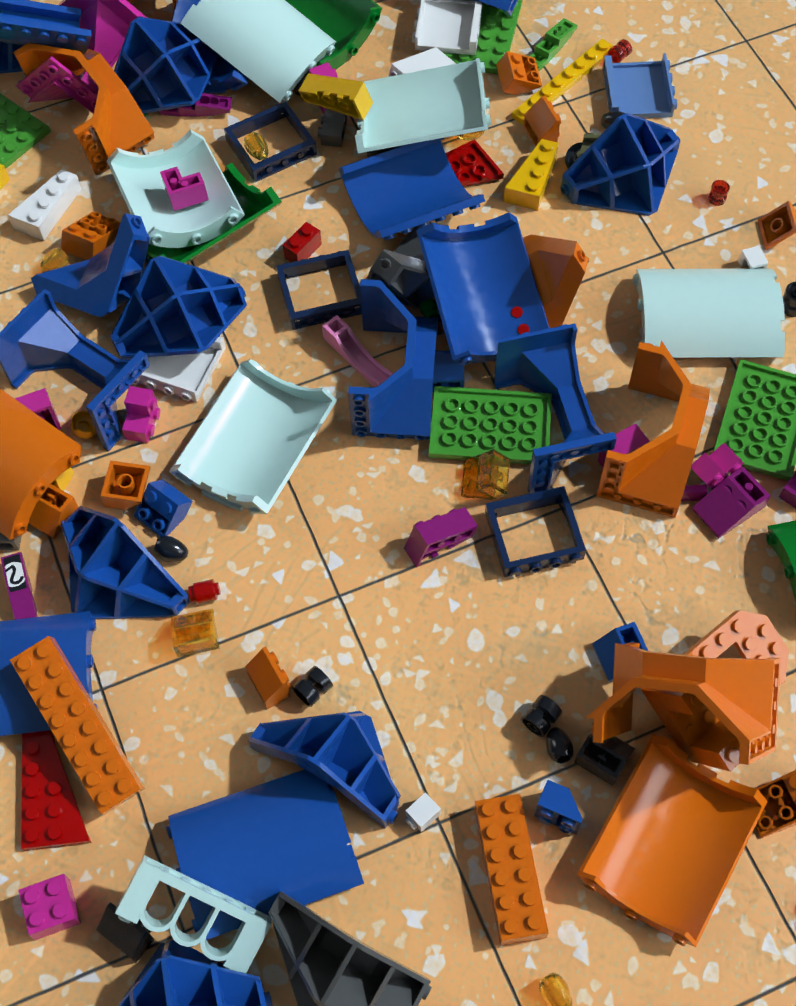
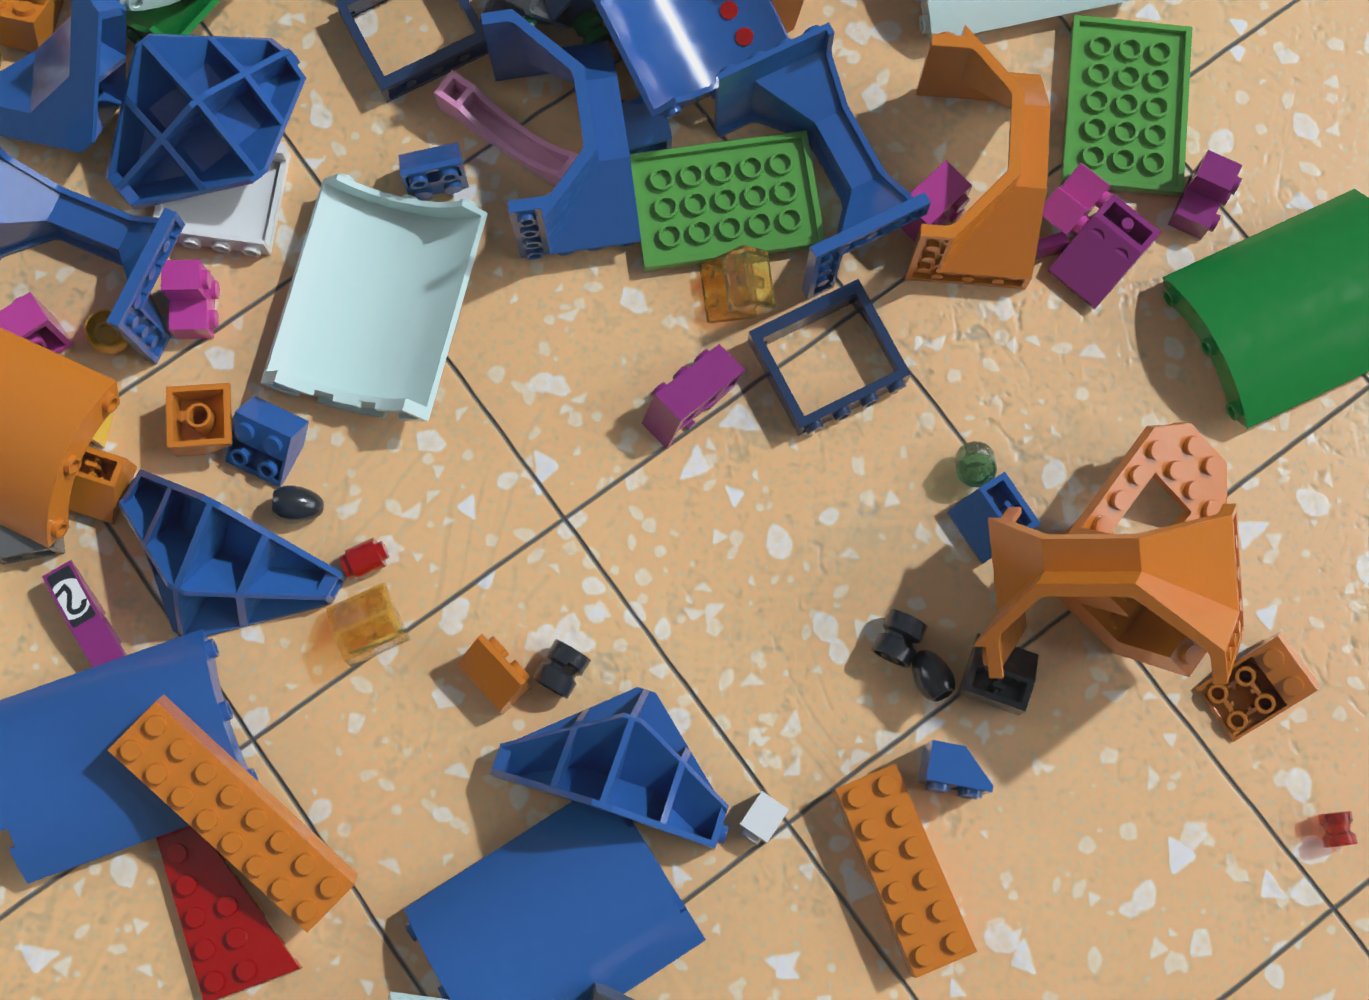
camera: 15 degrees left, 15 degrees up
(310, 372) = (433, 171): none -> blue slope
(617, 614) = (975, 464): none -> clear green head
(671, 842) = (1118, 780): orange panel -> none

